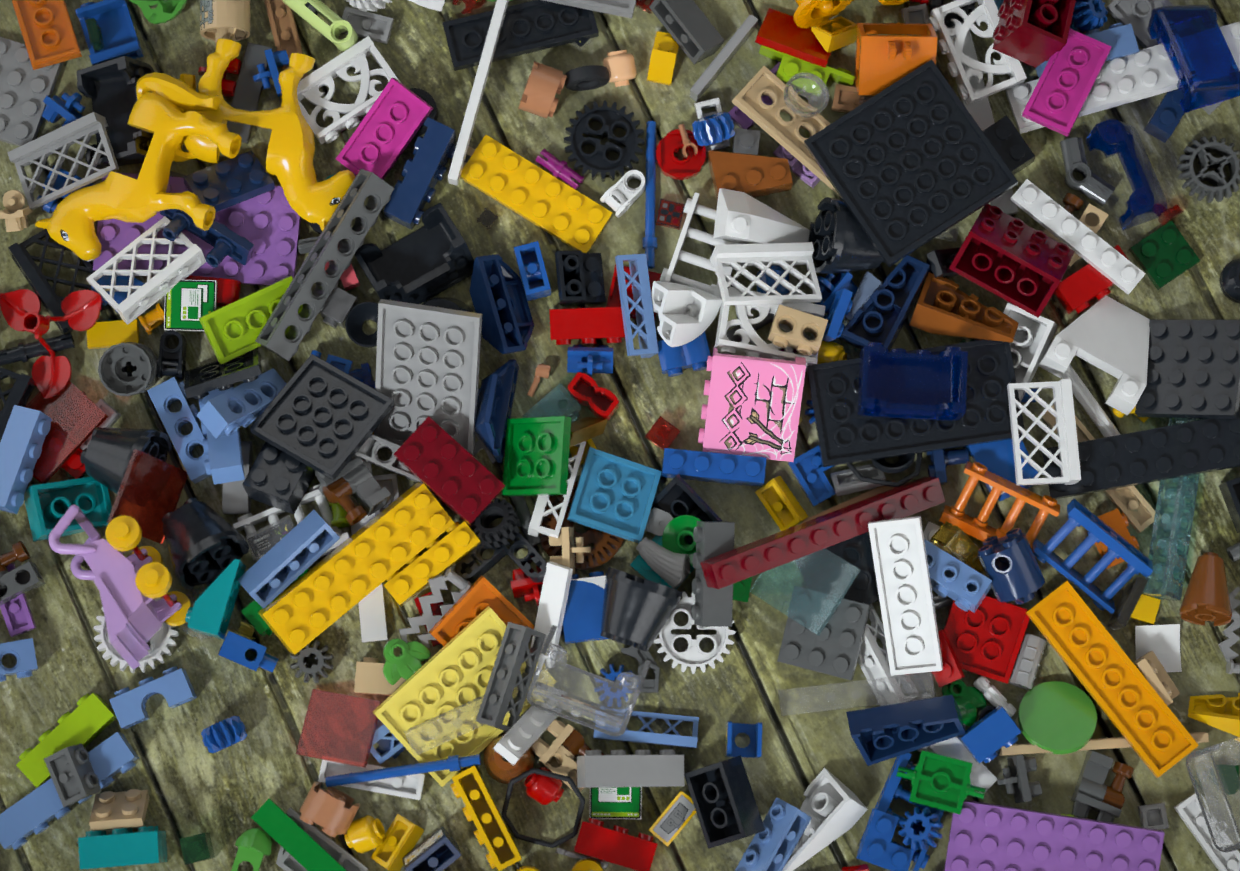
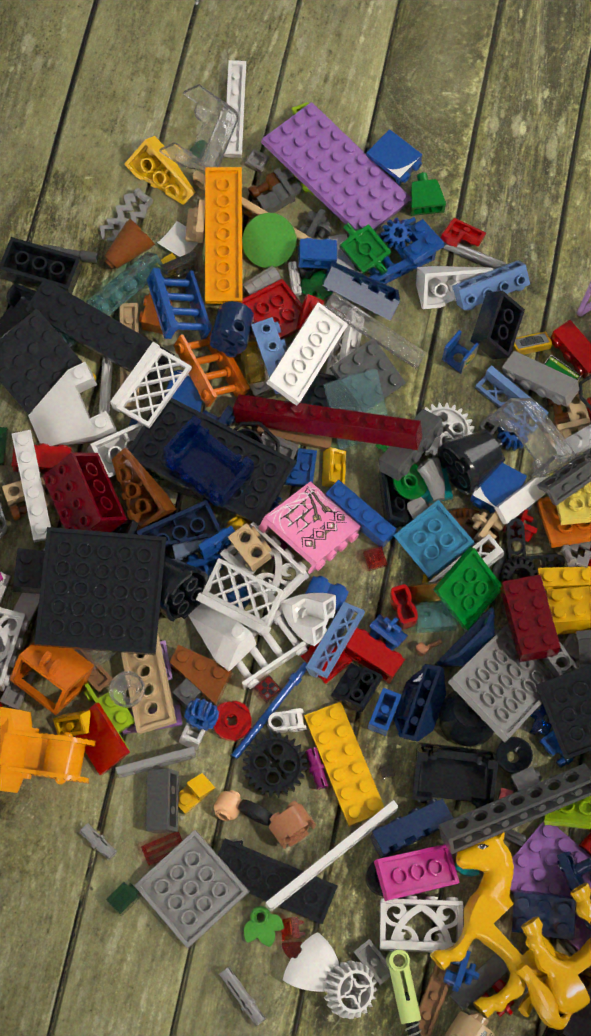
camera: 145 degrees left, 10 degrees down
(686, 141) = (224, 720): nougat hand -> none

